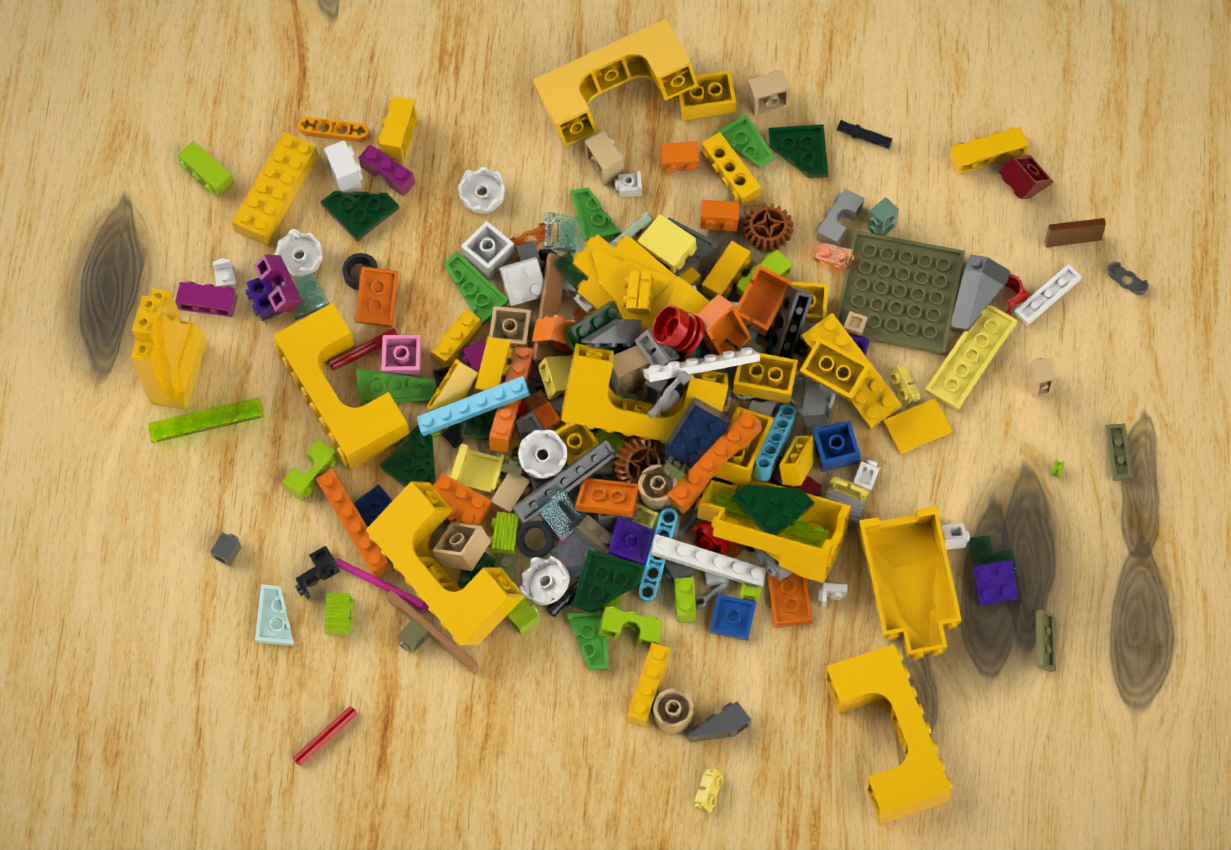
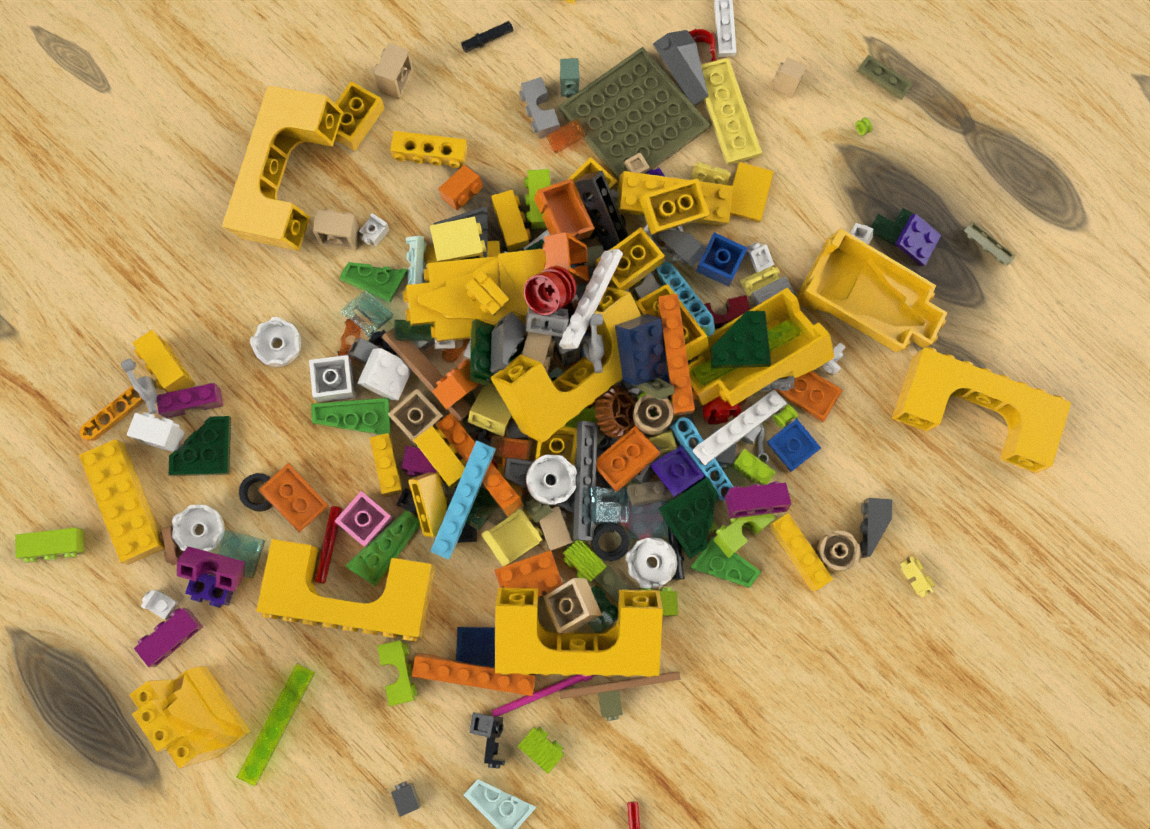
camera: 60 degrees left, 10 degrees up
(271, 246) = (172, 551): none -> medium nougat plate
(368, 129) = (144, 385): none -> light grey piece
(412, 459) = (462, 584): dark green plate -> none
(658, 615) = (757, 499): none -> magenta brick
(679, 156) = (386, 176): orange brick -> none
(747, 141) = (417, 119): bright green wing -> none
(782, 223) = (491, 153): dark orange gear -> none
(798, 460) = (715, 294): yellow brick -> none
(801, 147) = (457, 87): dark green plate -> none

